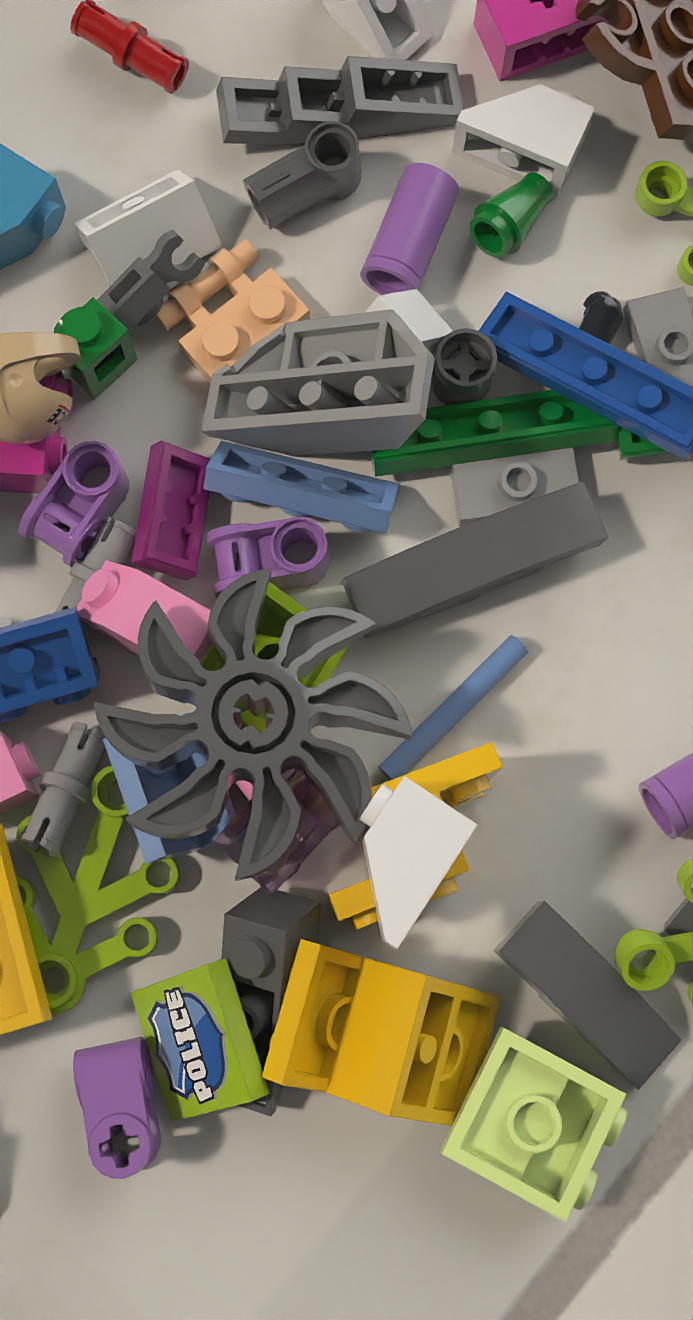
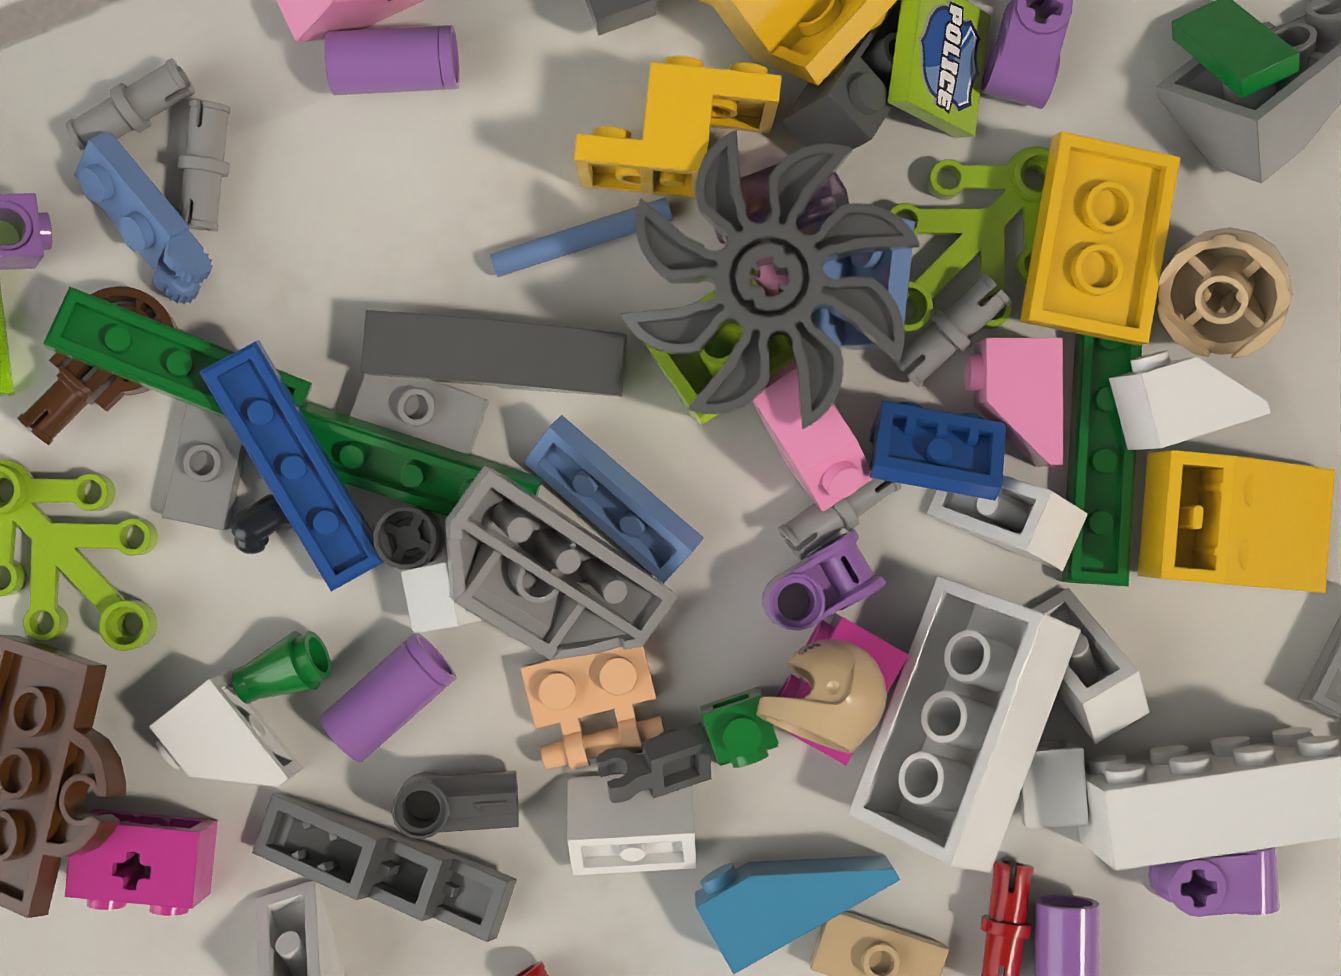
camera: 155 degrees left, 10 degrees up
(172, 512) = (739, 535): magenta plate -> none
(264, 547) = (682, 451): medium lavender piece -> none
(409, 852) = (696, 88): white slope -> none

